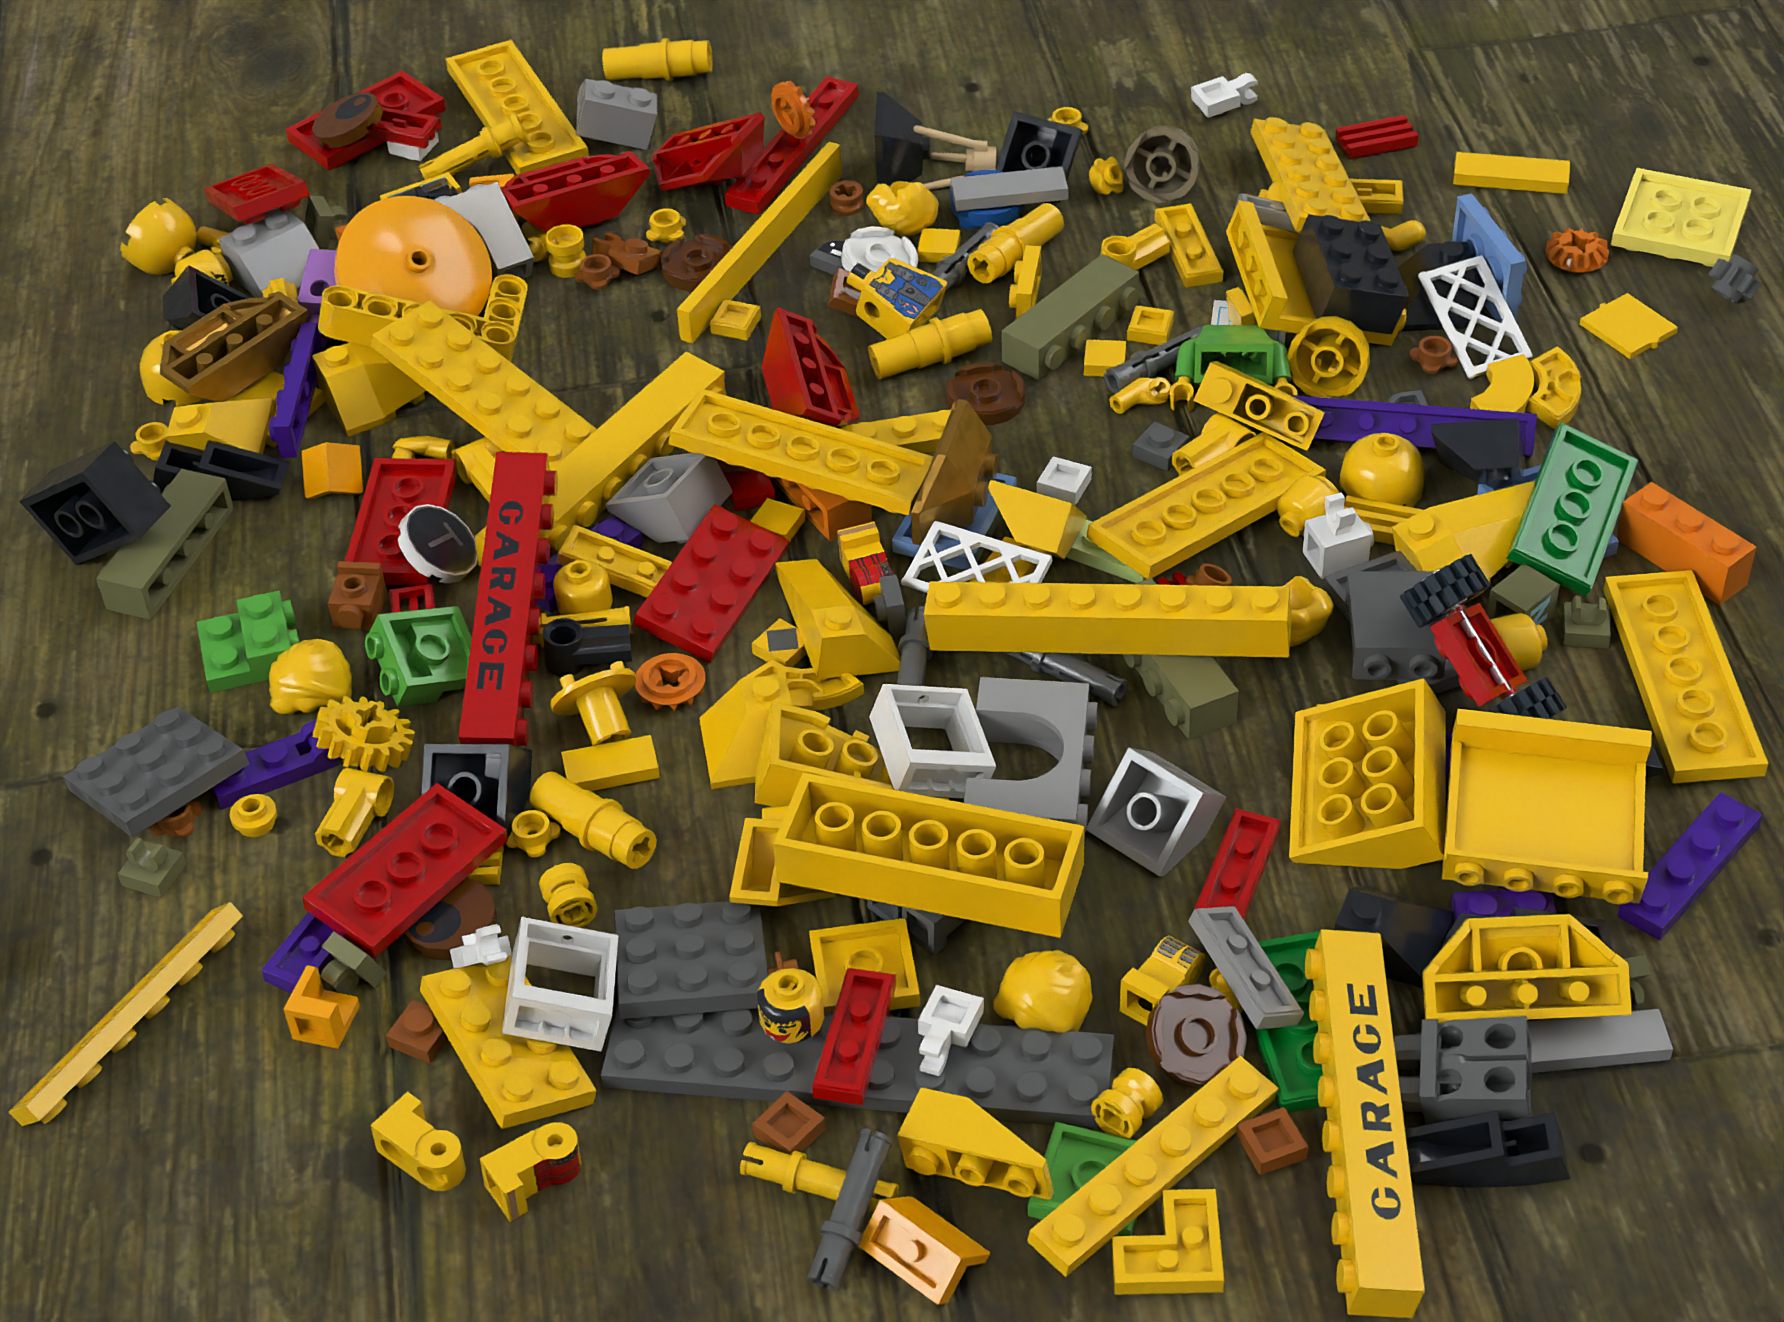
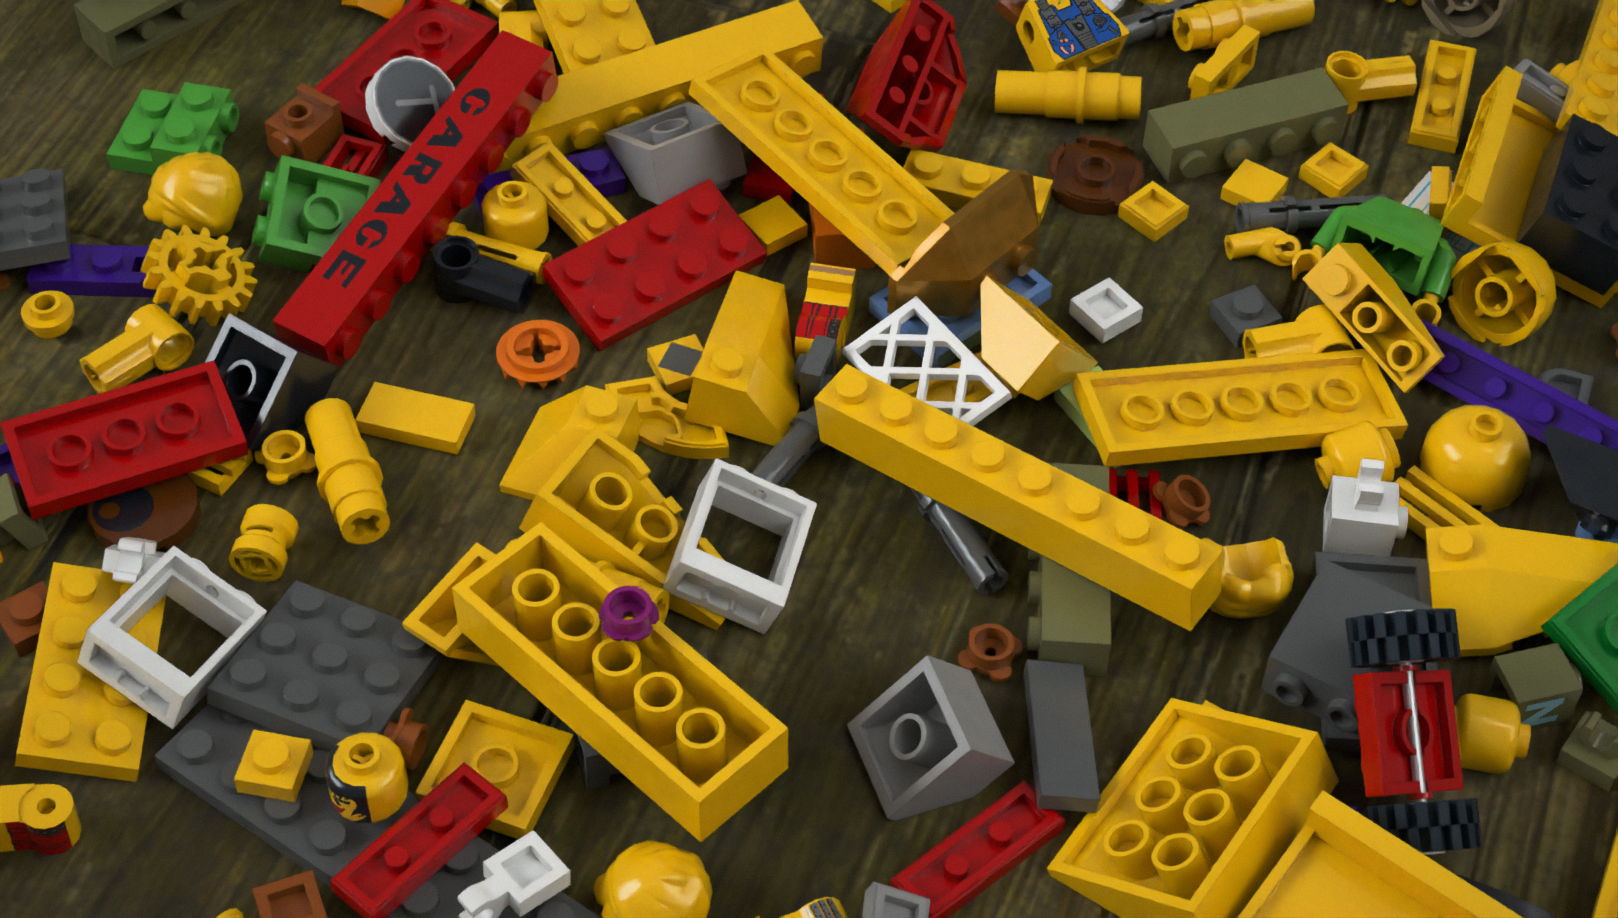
camera: 25 degrees right, 5 degrees up
(597, 702) = (438, 345): yellow piece -> none
(706, 1035) = (273, 766): none -> yellow plate
(921, 800) = (628, 602): none -> magenta plate
(1045, 402) = (1153, 211): none -> yellow tile
(1047, 717) = (821, 681): light grey arch -> none
(1152, 735) = (991, 639): none -> dark orange plate
(1240, 768) = (1060, 736): none -> dark grey tile

